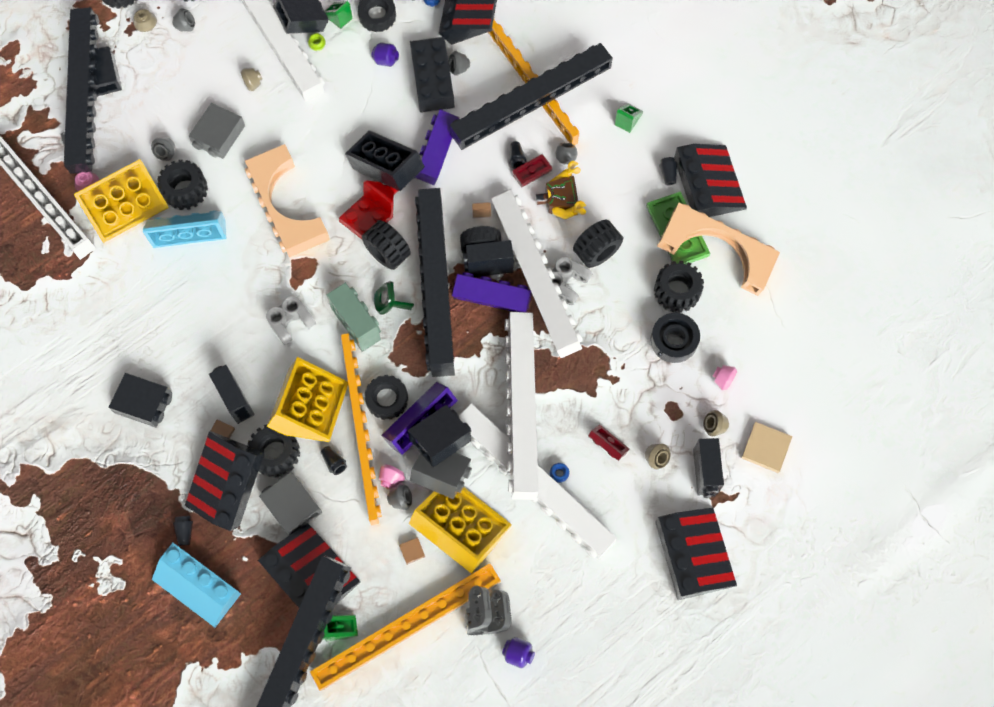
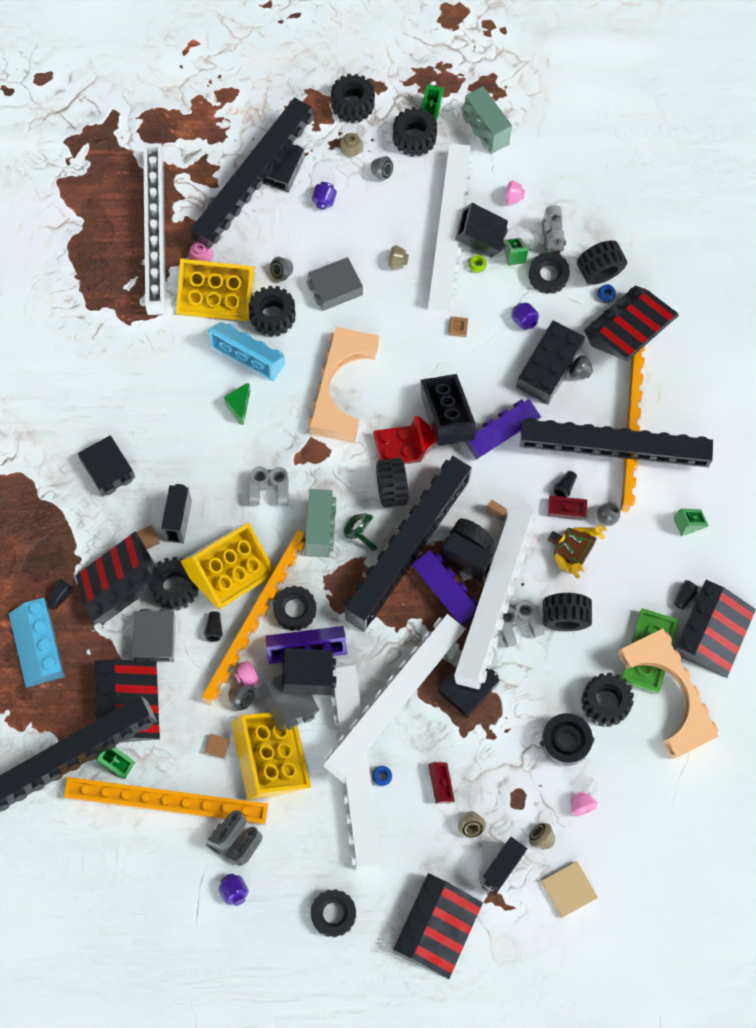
camera: 35 degrees right, 0 degrees up
(153, 71) = (324, 195): none -> dark purple head
(210, 274) = (238, 402): none -> green slope
(339, 98) = (458, 326): none -> medium nougat tile
(573, 365) = (465, 698): none -> black brick
(616, 592) = (322, 901): none -> black tyre

